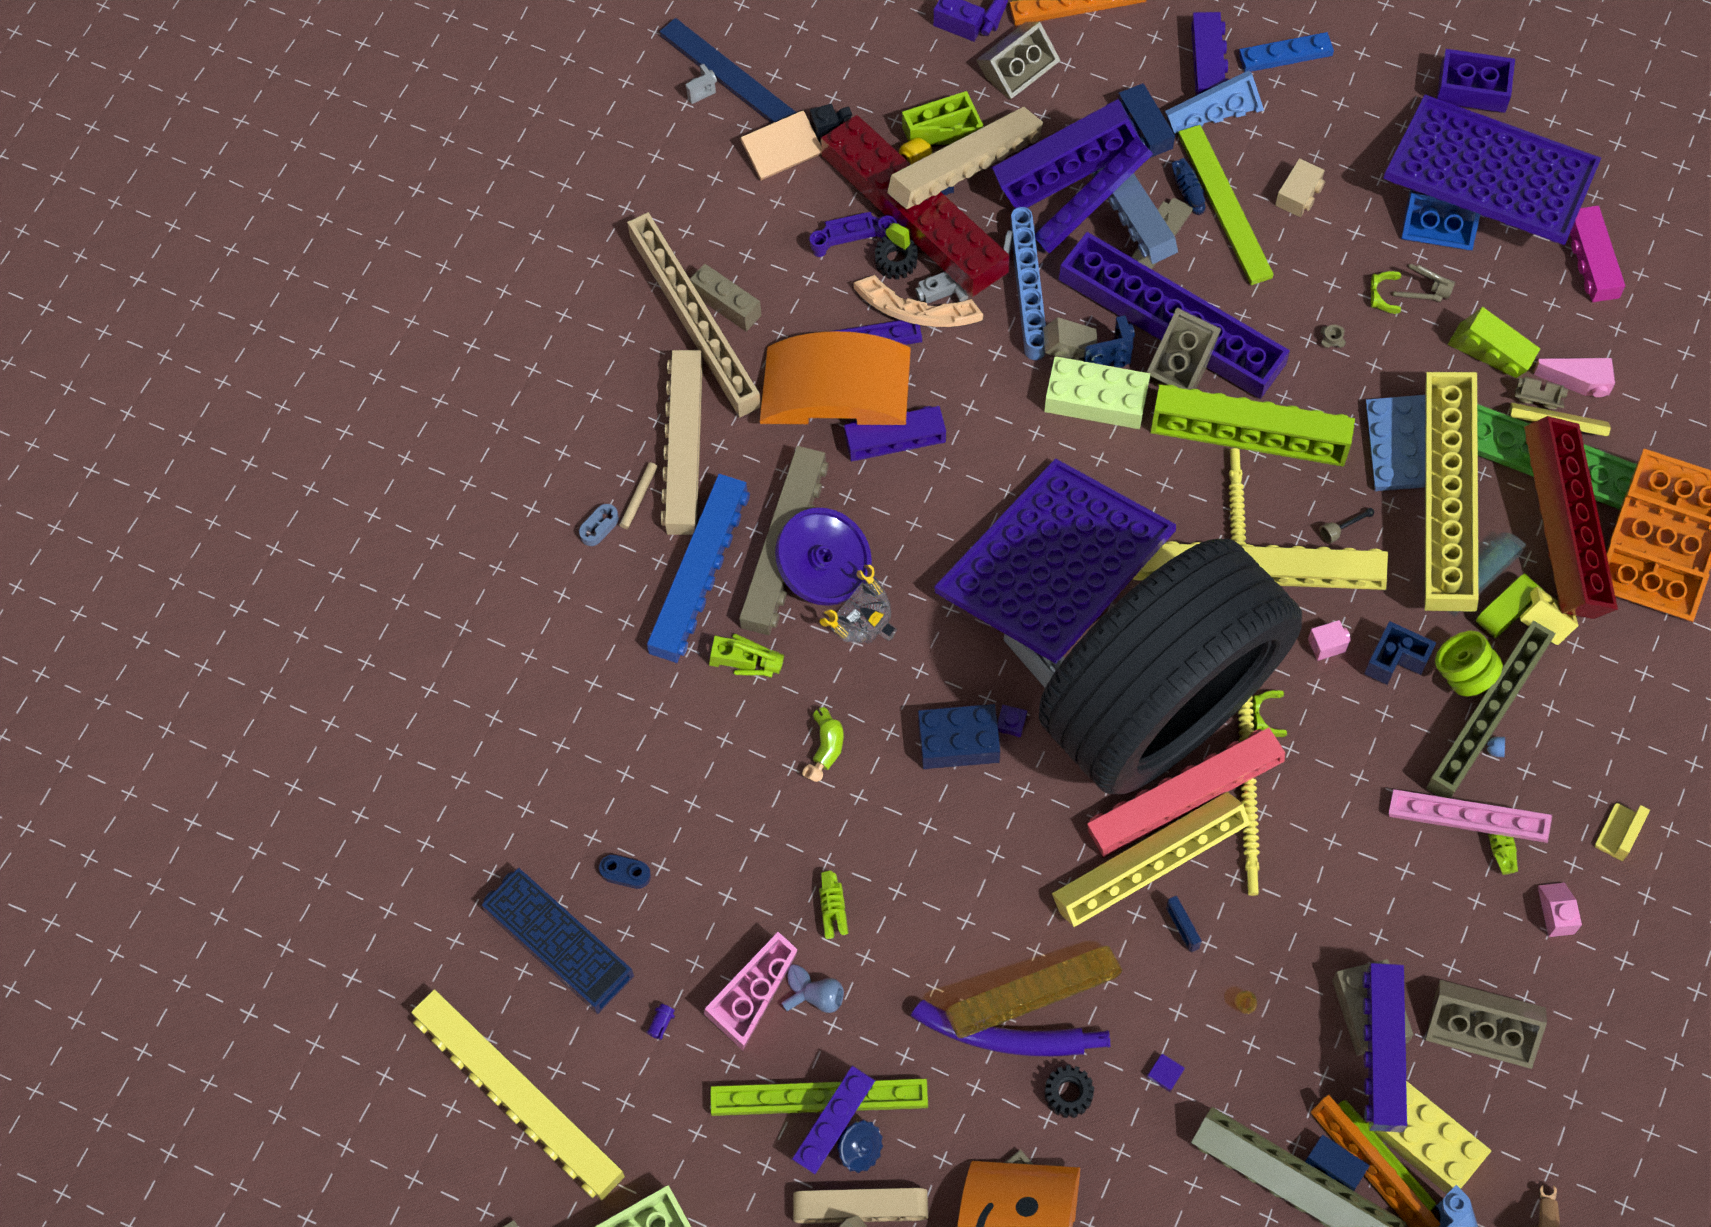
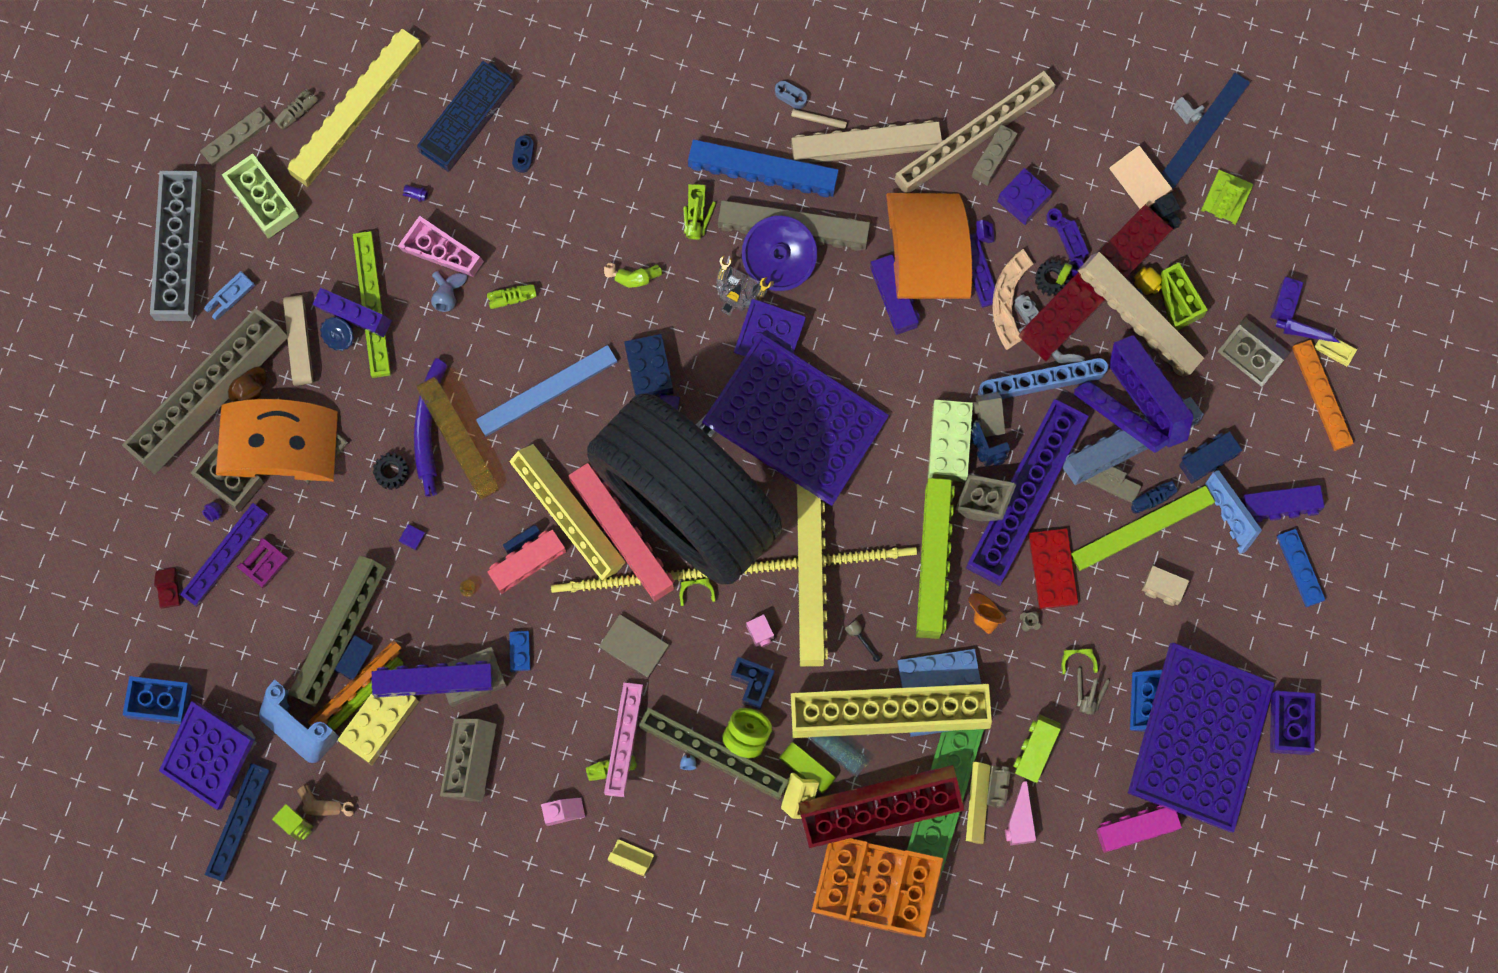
camera: 80 degrees right, 10 degrees up
(504, 1181) = (296, 109): none -> dark tan hinge
(786, 271) = (1024, 196): none -> dark purple brick
(819, 60) = (1227, 196): none -> lime bracket
(825, 322) = (985, 231): none -> dark purple plate
(916, 578) = (773, 322): none -> dark purple plate
(974, 875) = (546, 391): none -> medium blue tile
(1214, 920) = (526, 561): none -> coral brick
(1270, 303) = (1053, 569): none -> red plate
(1323, 380) = (986, 613): none -> orange piece
(1336, 944) = (519, 651): none -> blue plate
(1337, 798) = (633, 646): none -> dark tan tile

